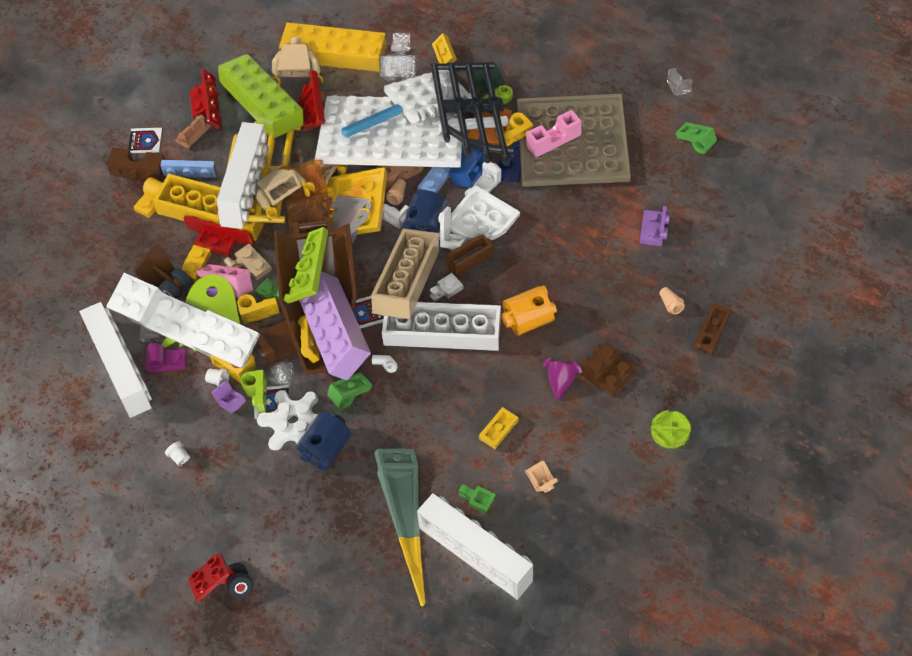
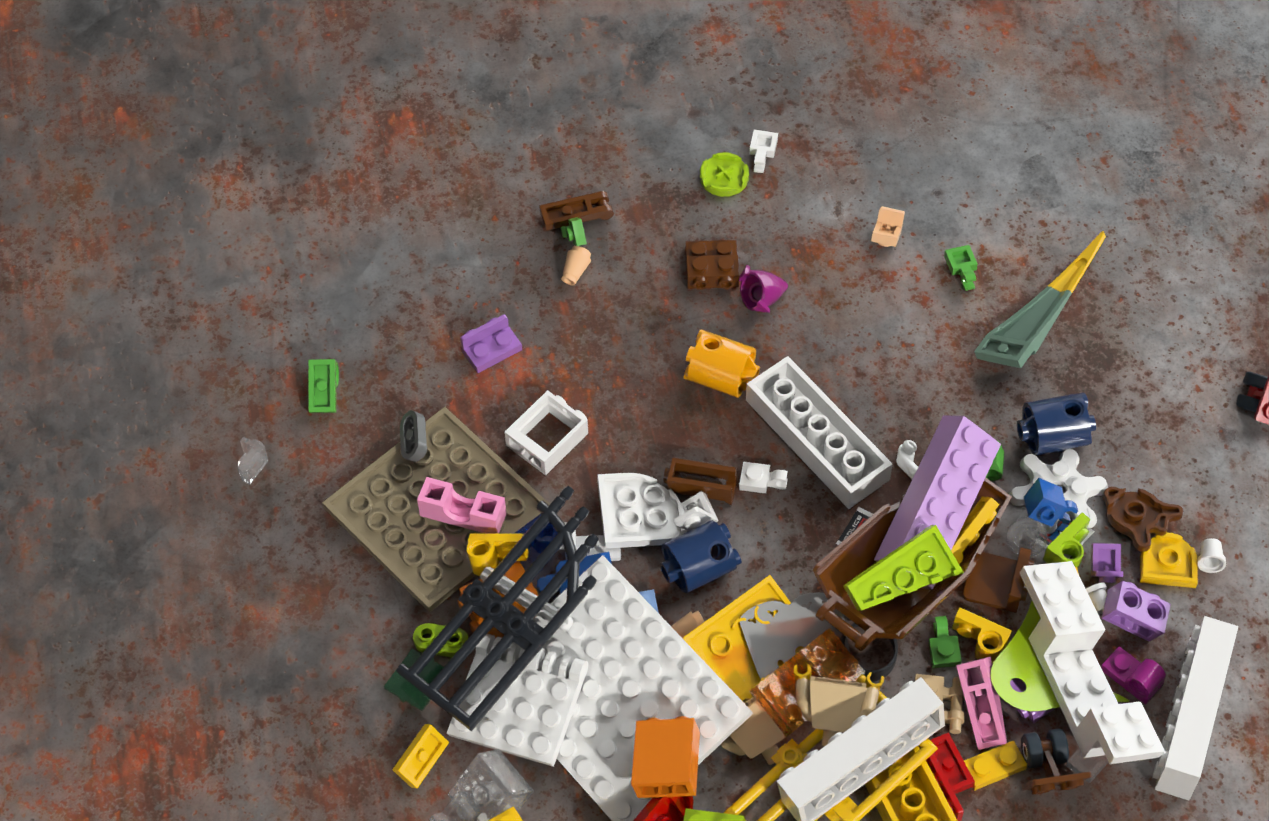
camera: 135 degrees left, 0 degrees up
(193, 380) = (1136, 610): none -> medium lavender brick
(199, 435) = (1169, 562): none -> yellow tile
(237, 442) = (1139, 515): none -> reddish brown tile
(283, 387) = (1047, 503): none -> blue brick
(329, 109) = (665, 757): none -> orange brick
(371, 120) = (628, 707): dark azure axle -> none
(393, 216) = (719, 592): white bracket -> none
(405, 273) = (800, 494): tan brick -> none
(475, 545) = (1015, 220): white brick -> none
(498, 428) = (874, 302): yellow plate -> none
(575, 195) = (533, 453): none -> white window
(615, 143) = (413, 436): none -> dark grey plate
(670, 463) = (762, 146): none -> white plate
(692, 309) = (574, 231): none -> bright green plate

